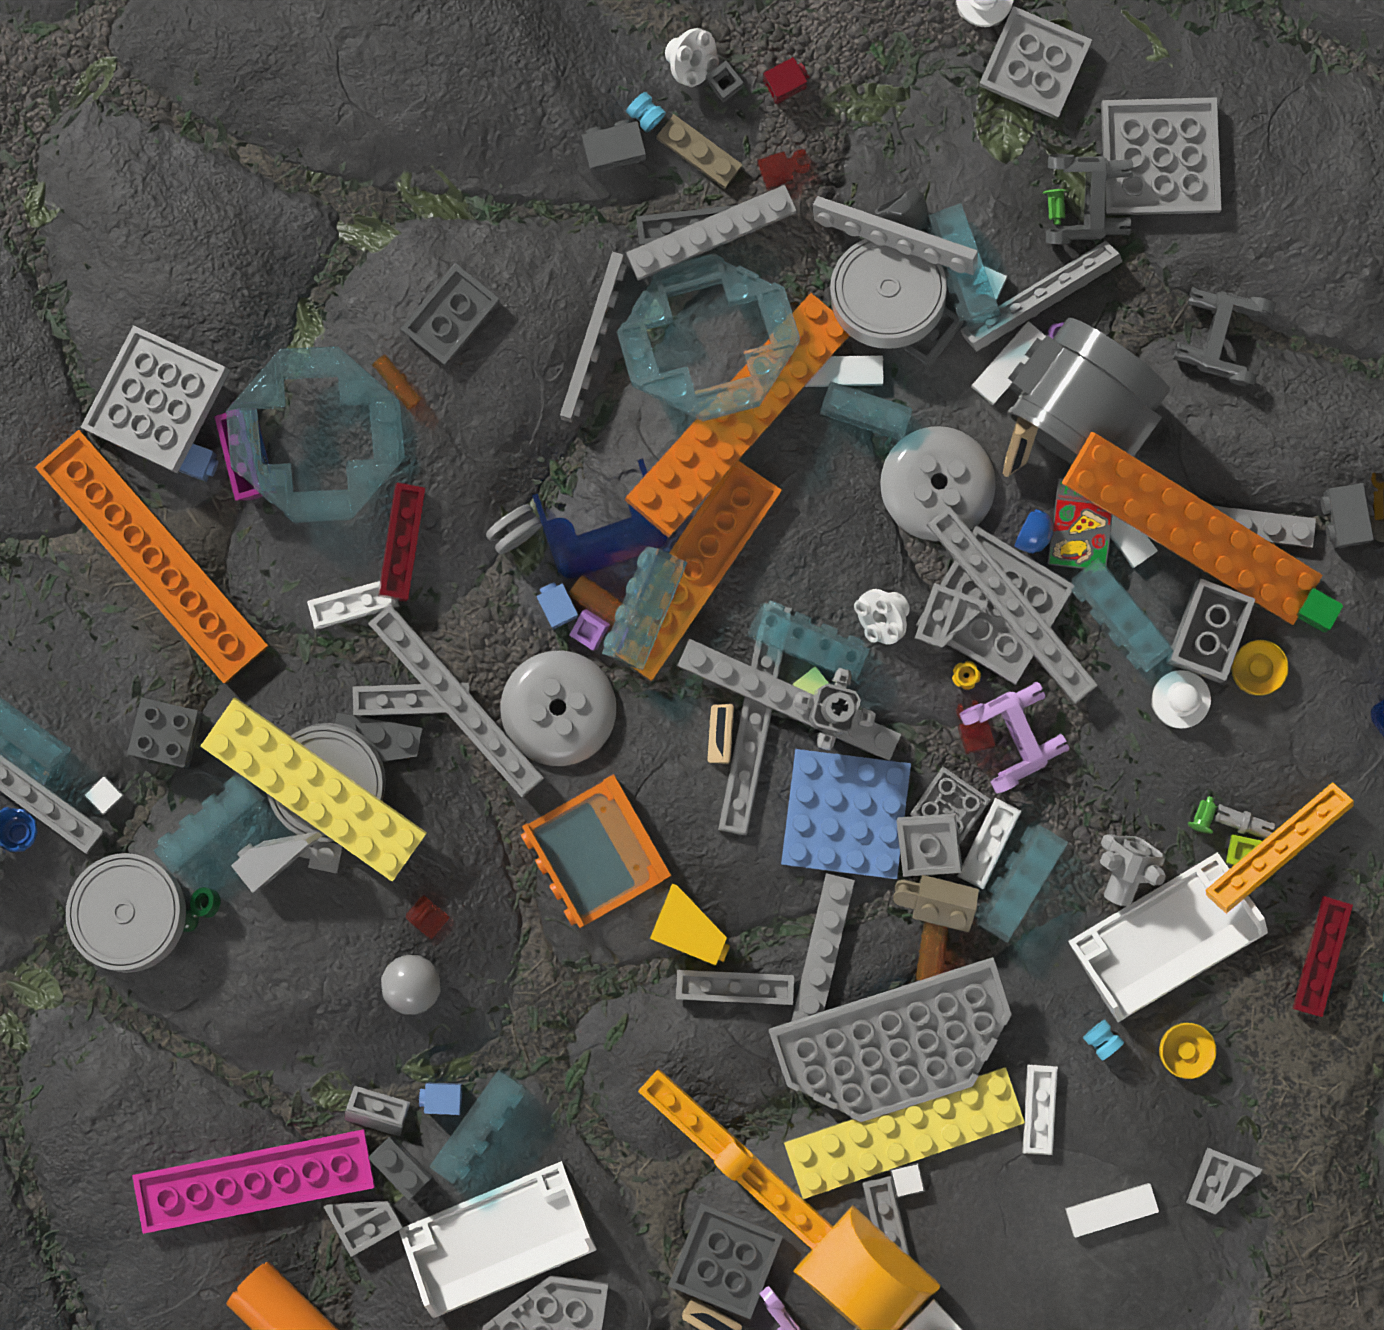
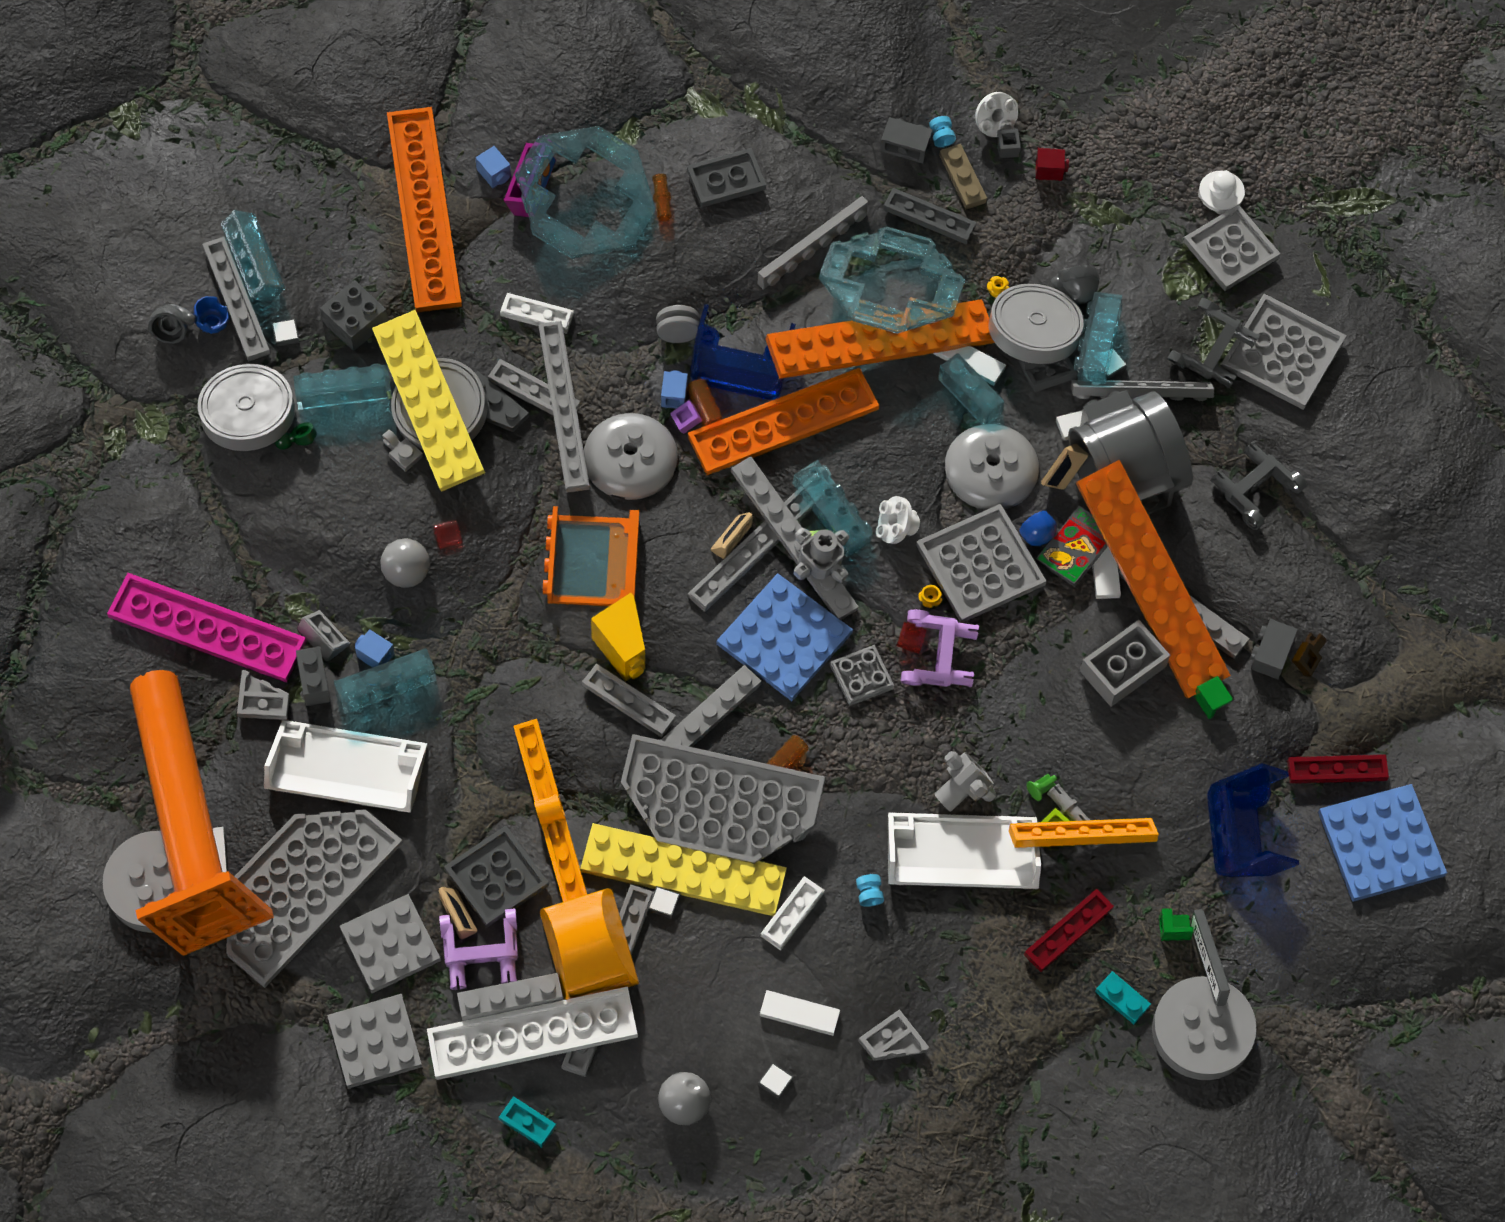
camera: 30 degrees right, 20 degrees down
(155, 399) = (494, 114): light grey plate -> none
(268, 859) = (364, 428): light grey slope -> none
(401, 542) = (596, 291): dark red plate -> none
(644, 607) = (733, 416): clear light blue brick -> none
(711, 232) = (937, 223): light grey plate -> none
(778, 169) = (1010, 215): clear red plate -> none
(818, 272) = (993, 289): none -> yellow plate
(895, 235) = (1063, 288): light grey plate -> none
(929, 845) = (830, 685): light grey plate -> none
(938, 901) = (812, 726): dark tan brick -> none
(946, 615) = (941, 544): light grey wing -> none
(989, 843) = (874, 715): white tile -> none
(1012, 605) = (992, 566): light grey tile -> none
(1020, 883) = (879, 748): clear light blue brick -> none
(1056, 204) = (1190, 339): bright green piece -> none
(1122, 615) = (1067, 614): clear light blue brick -> none
(1132, 1295) = (775, 1080): none -> white tile
(1181, 699) = (1075, 700): white plate -> none
(1187, 1050) = (927, 935): yellow piece -> none
(1259, 667) = (1146, 711): yellow piece -> none

